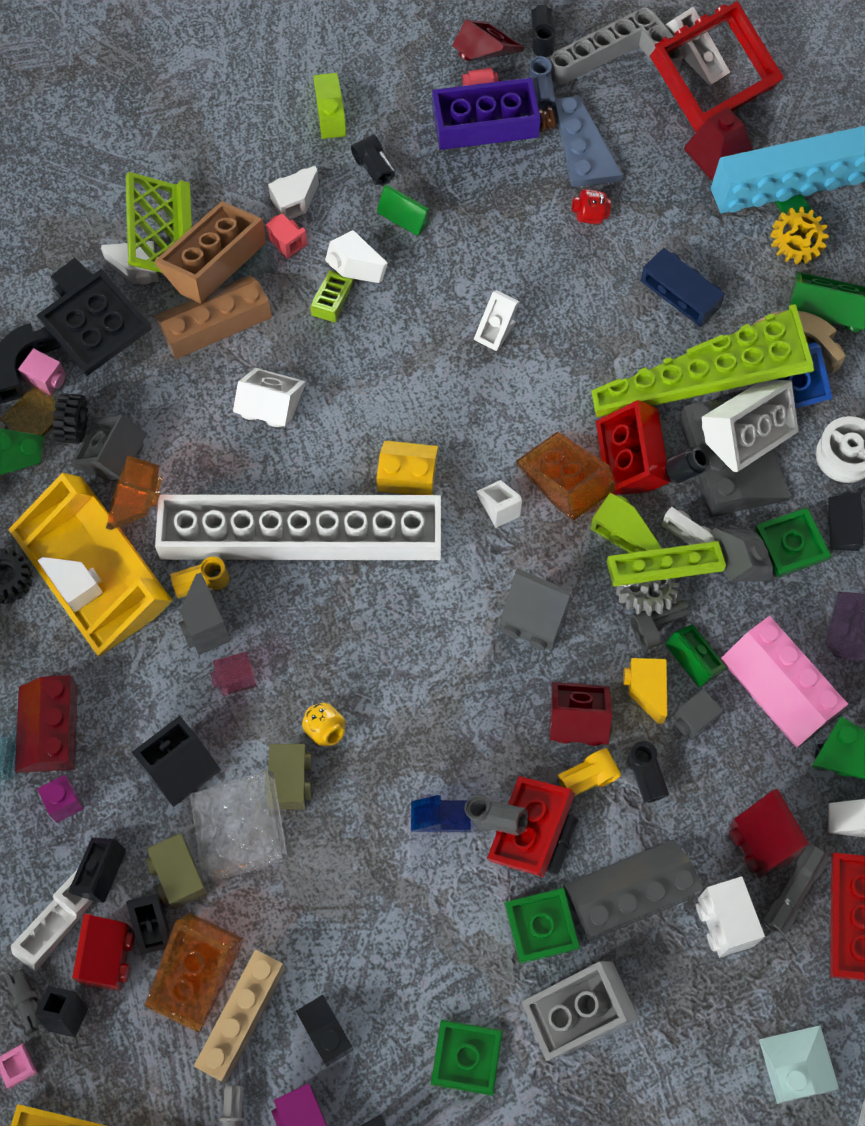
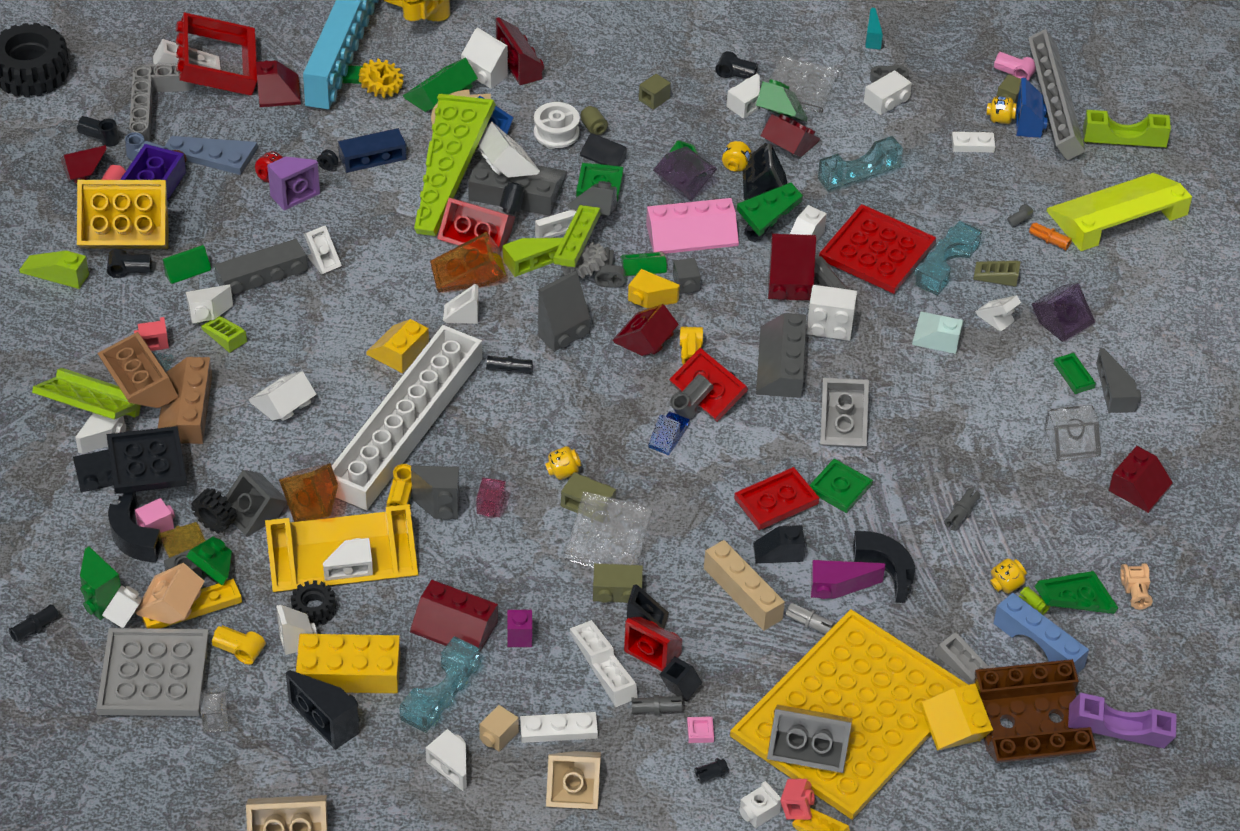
camera: 65 degrees left, 20 degrees down
(98, 869) = (586, 626): black slope -> none
(176, 761) = (536, 550): black slope -> none
(193, 971) = (696, 600): clear orange slope -> none
(295, 192) = (120, 317): white slope -> none
(400, 991) = (776, 498): none -> red plate
(413, 116) = (122, 214): none -> yellow slope
(439, 278) = (262, 266): none -> dark grey brick
(445, 592) = (509, 364): none -> black pin
(541, 926) = (777, 410): green plate -> none
(573, 238) = (293, 181): none -> medium lavender slope
(639, 253) = (327, 160): none -> black bush
(648, 775) = (700, 315): black piece -> none

